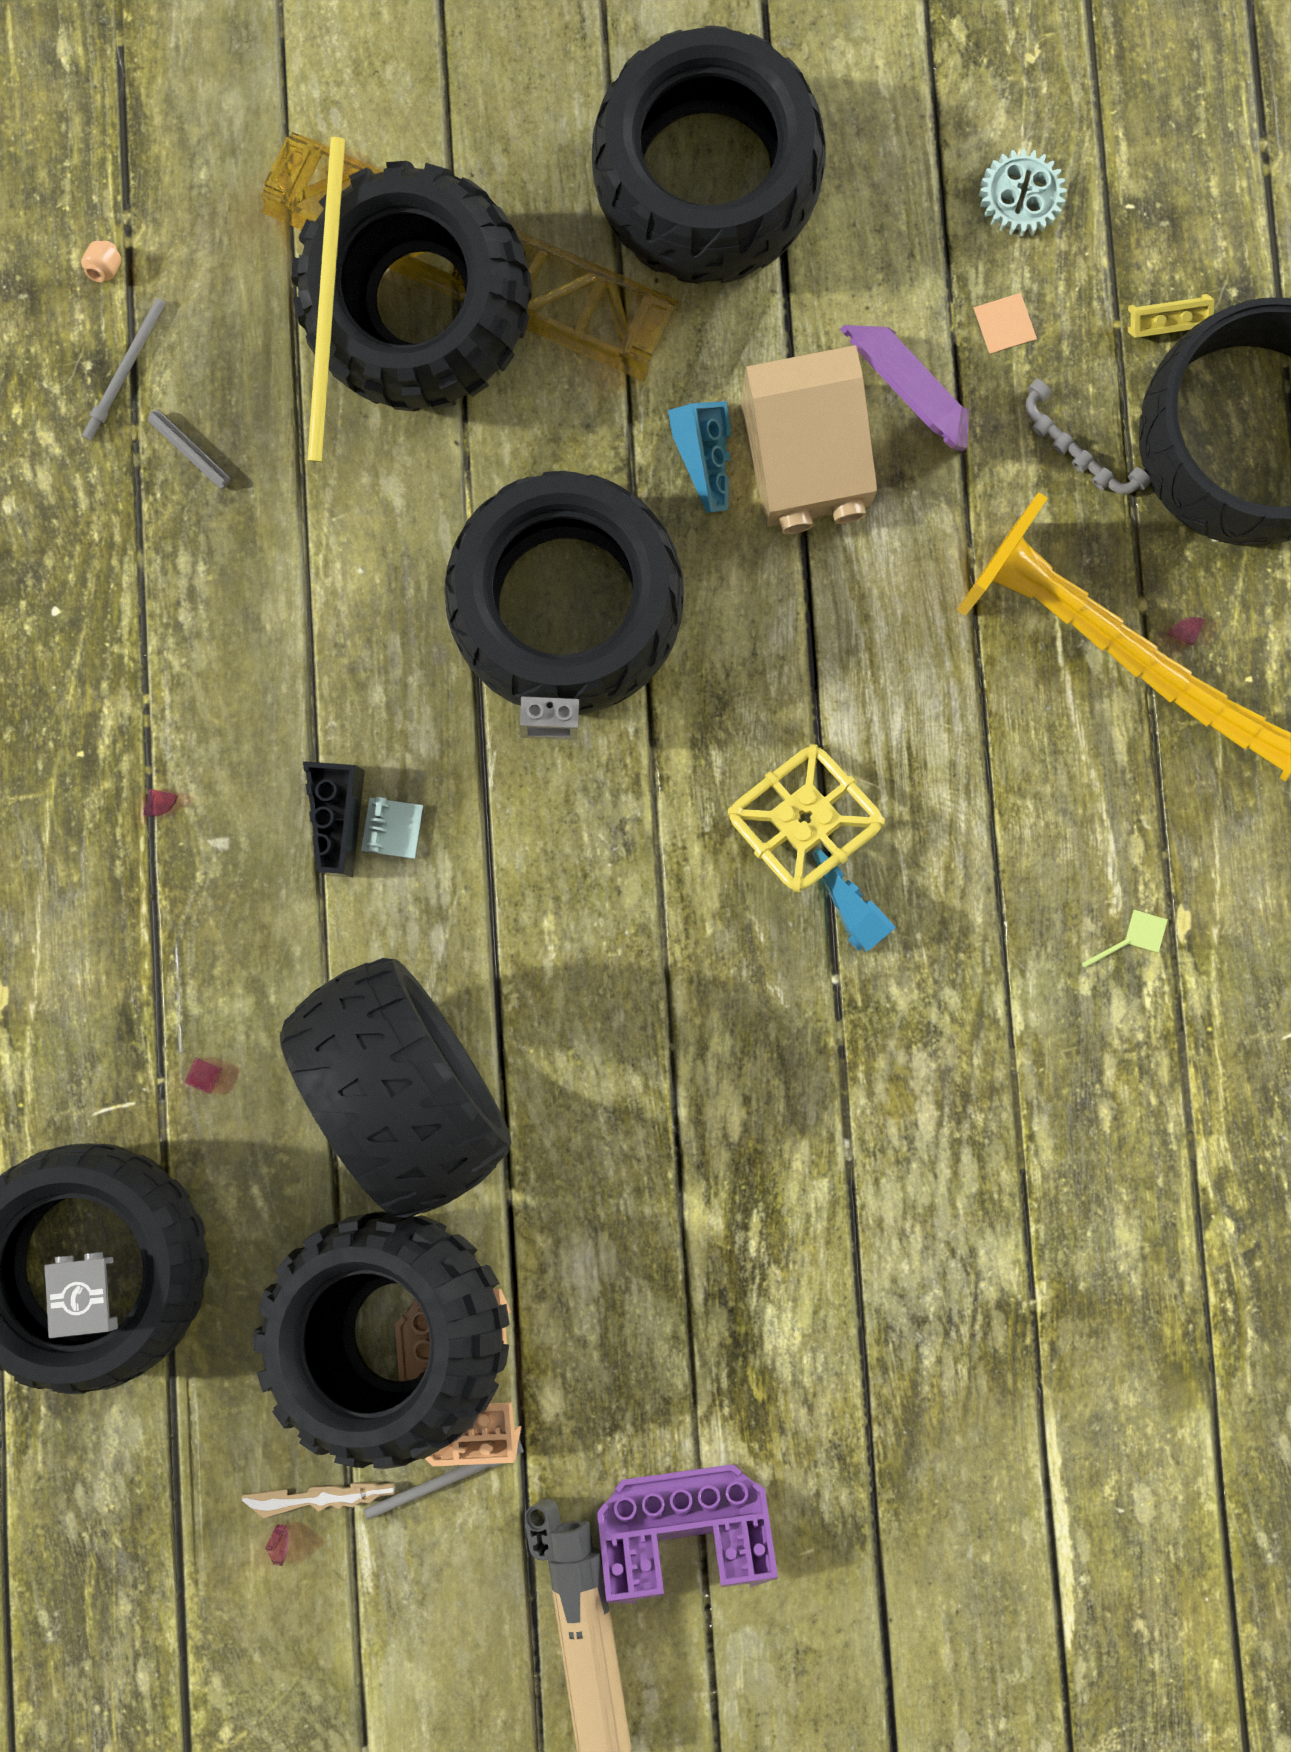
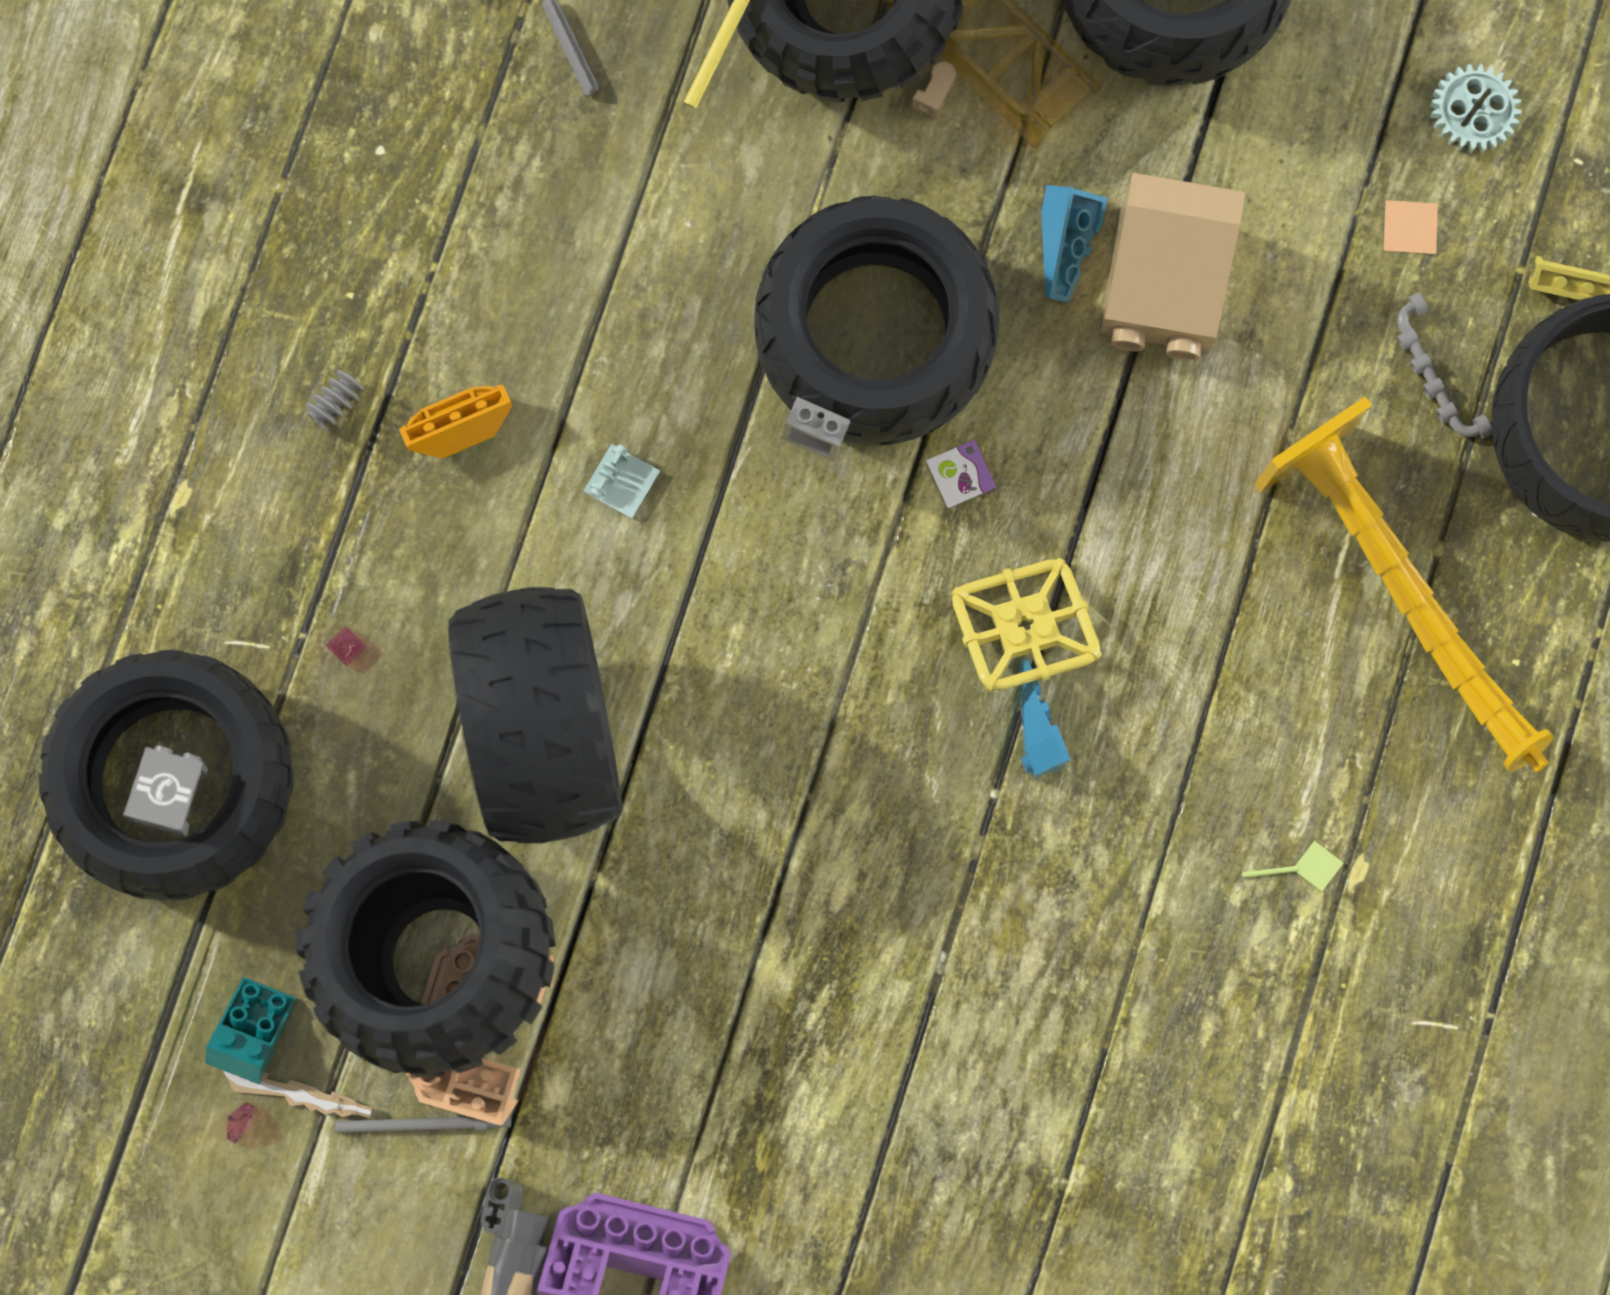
camera: 15 degrees right, 5 degrees down
(102, 857) = (333, 399): none -> light grey piece
(159, 803) = (407, 370): clear pink tile -> none
(221, 833) = (457, 421): none -> light orange wedge
(254, 1460) = (249, 1030): none -> teal slope
(334, 814) = (572, 446): black wedge -> none
(536, 362) = (937, 91): none -> tan leg
(693, 702) = (961, 474): none -> sticker
(912, 382) = (1290, 251): medium lavender slope -> none
(1187, 629) = (1472, 590): clear pink tile -> none

